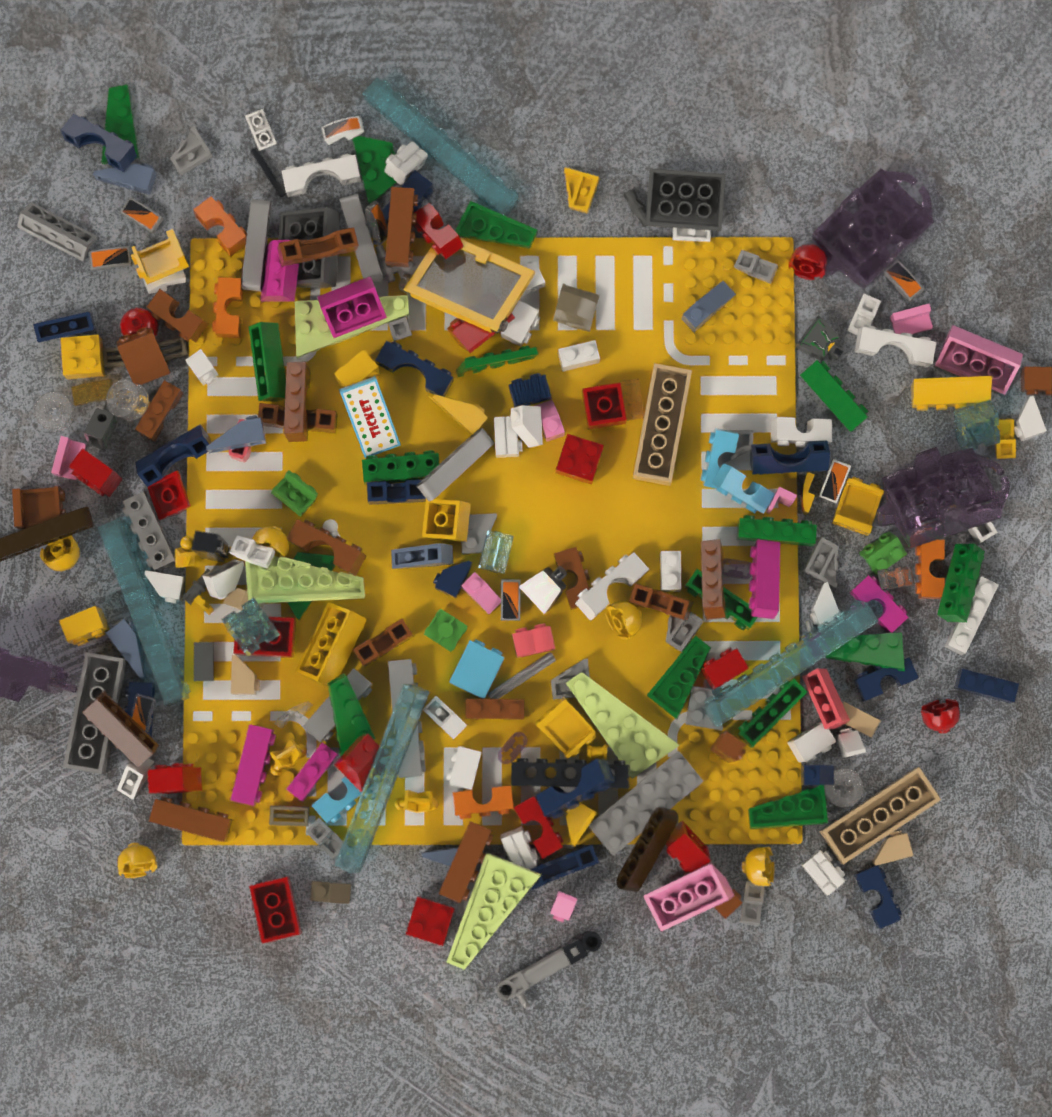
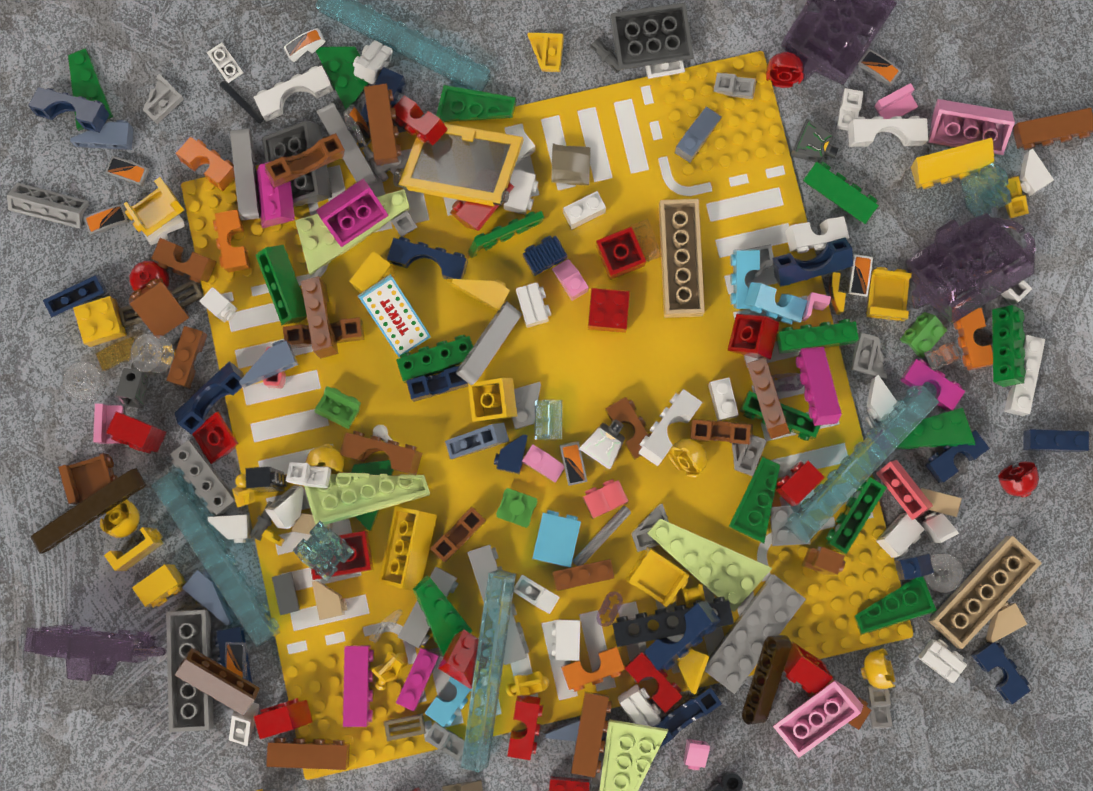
camera: 10 degrees left, 0 degrees up
(71, 589) = (123, 562): none -> yellow panel
(399, 857) = (522, 743): none -> red arch
(528, 424) = (550, 288): white slope -> none
(715, 516) = (753, 336): none -> red slope

